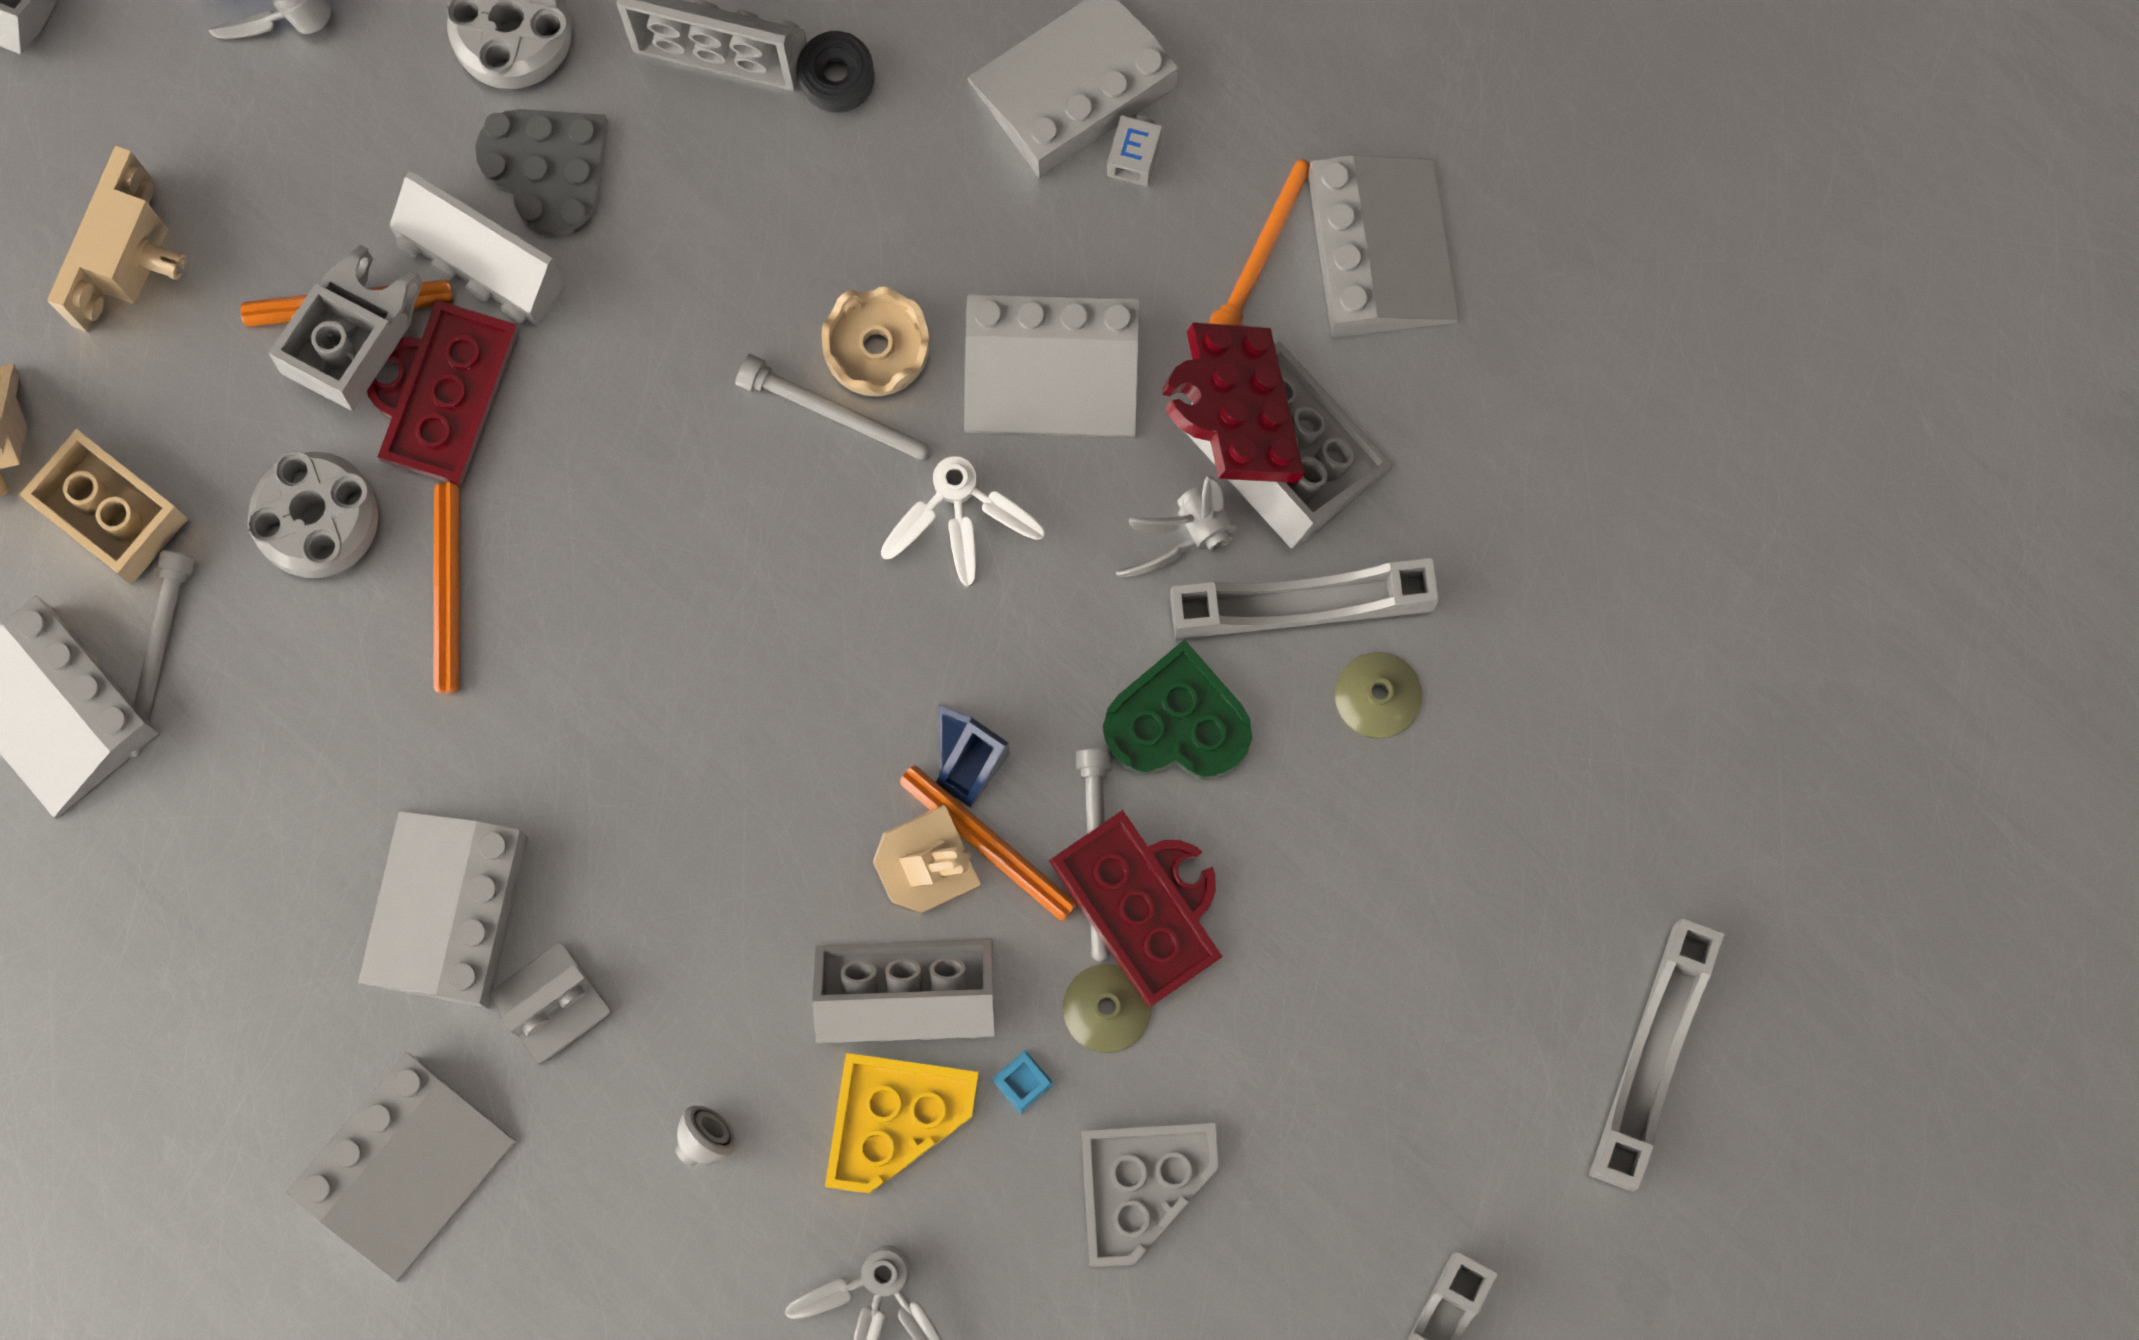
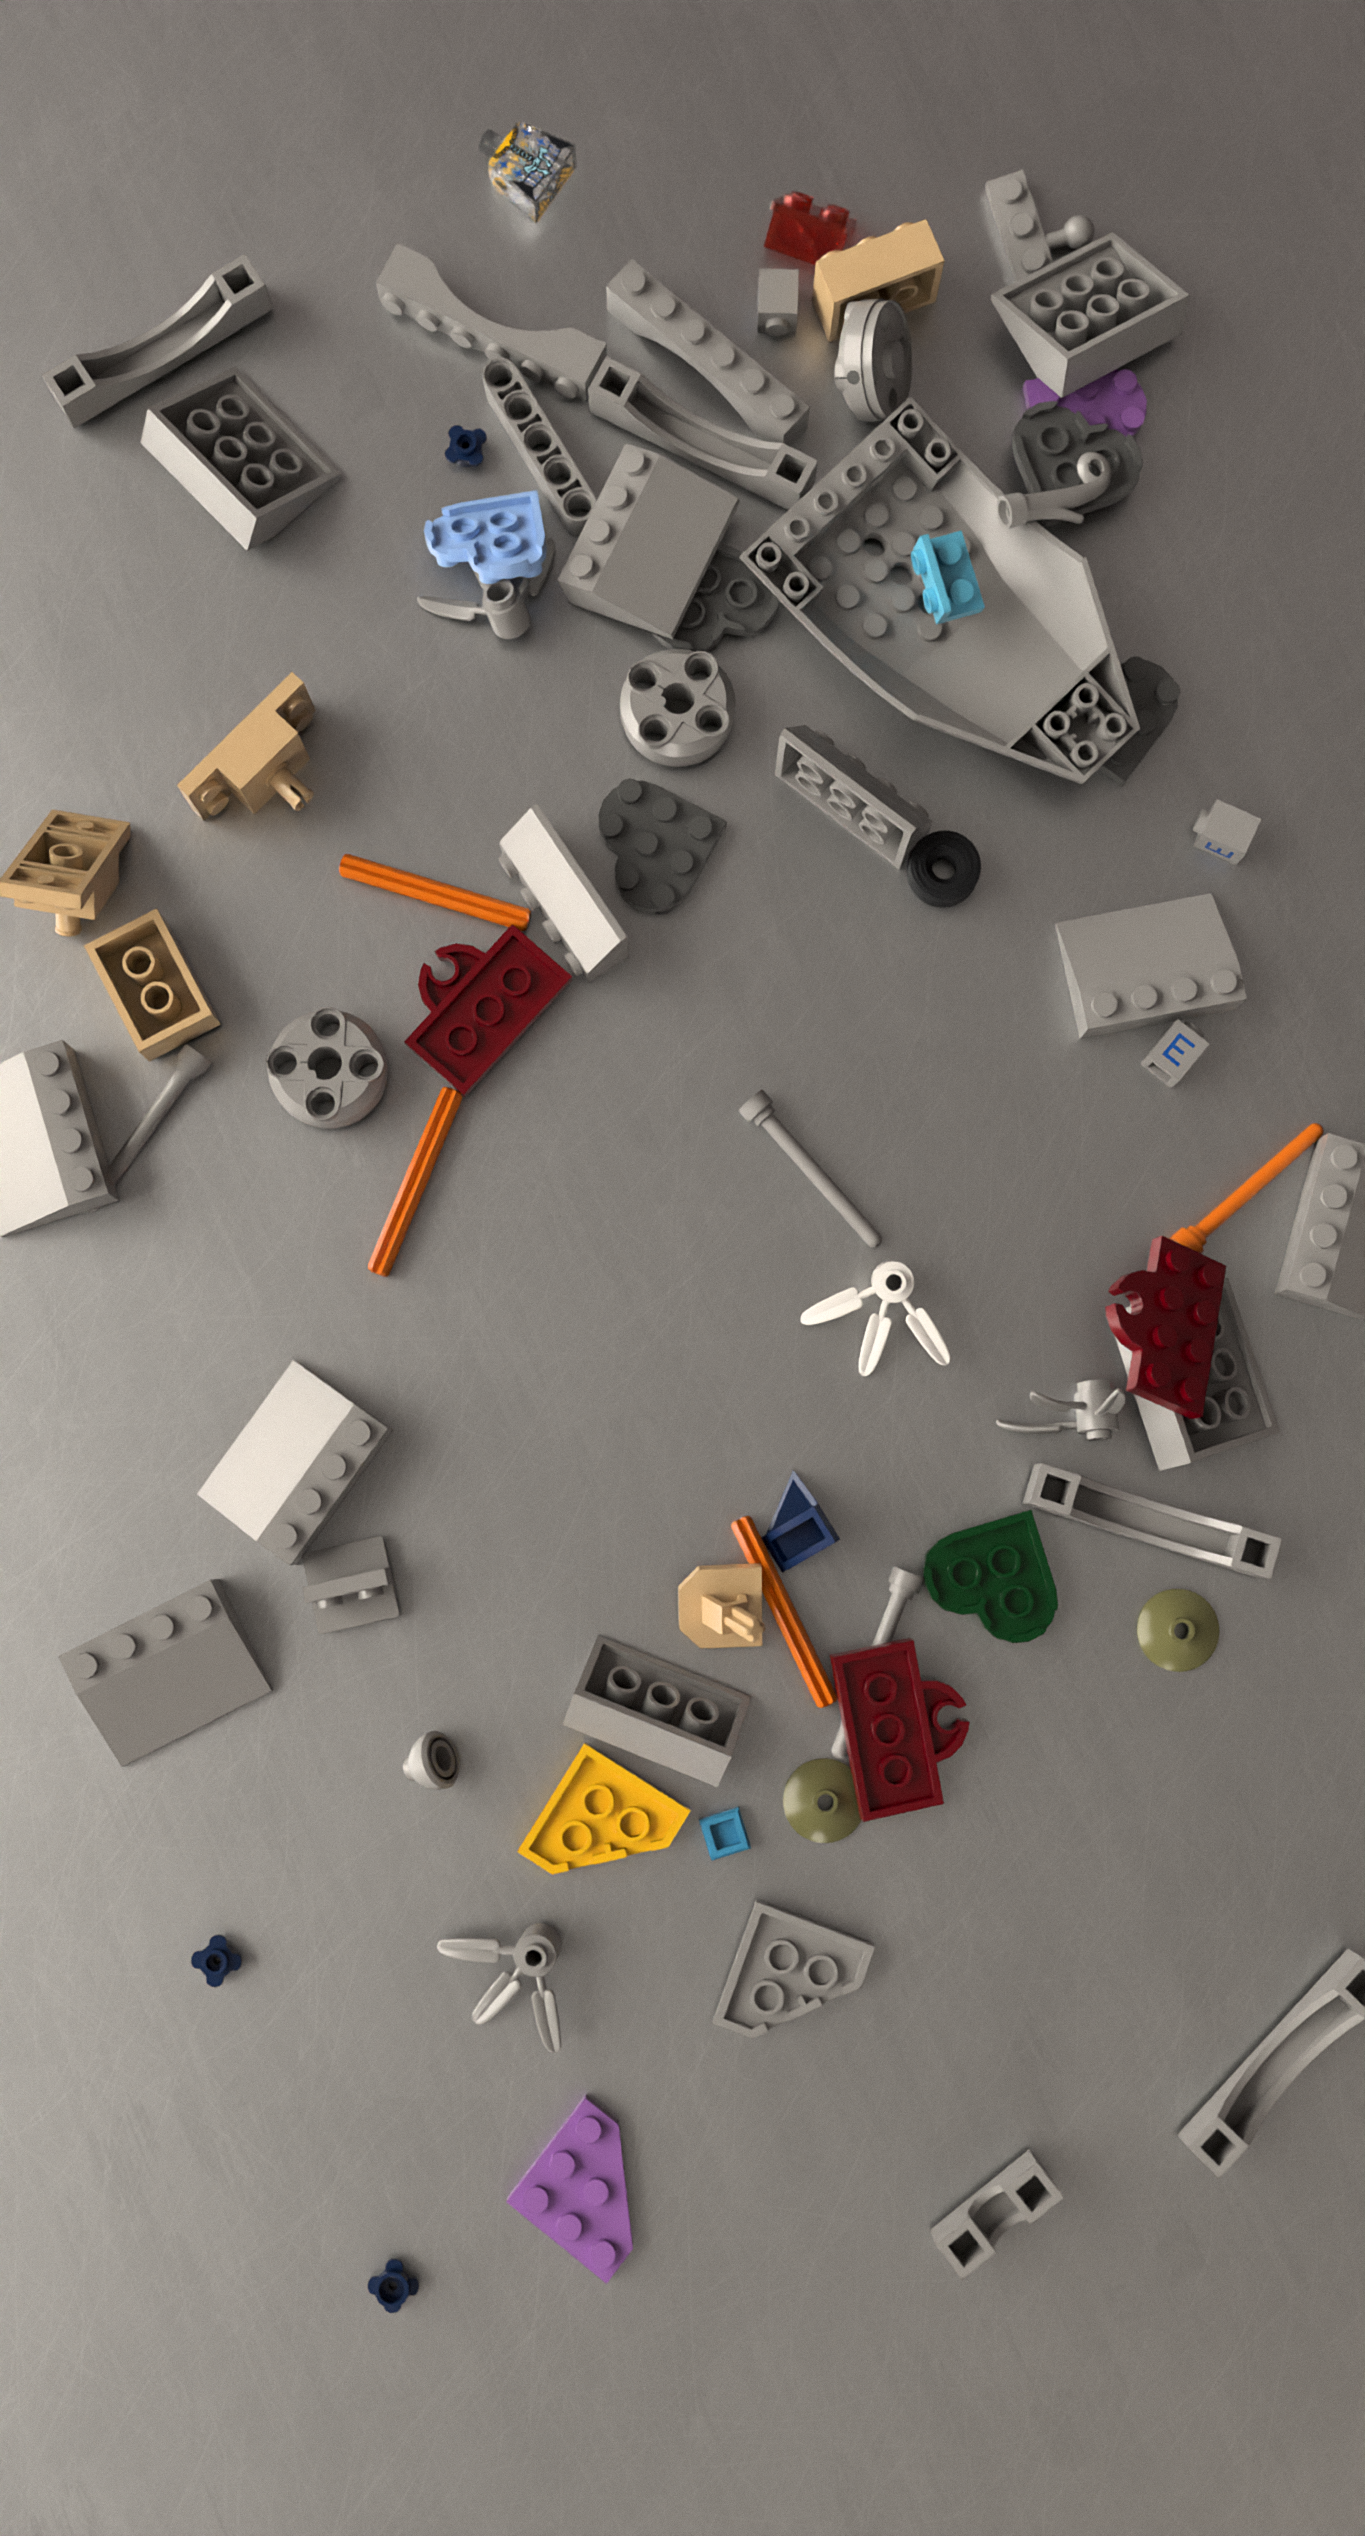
camera: 20 degrees right, 5 degrees up
(345, 330) = (431, 909): light grey brick -> none
(871, 313) = (882, 1099): tan plate -> none
(1051, 366) = (1019, 1215): light grey slope -> none

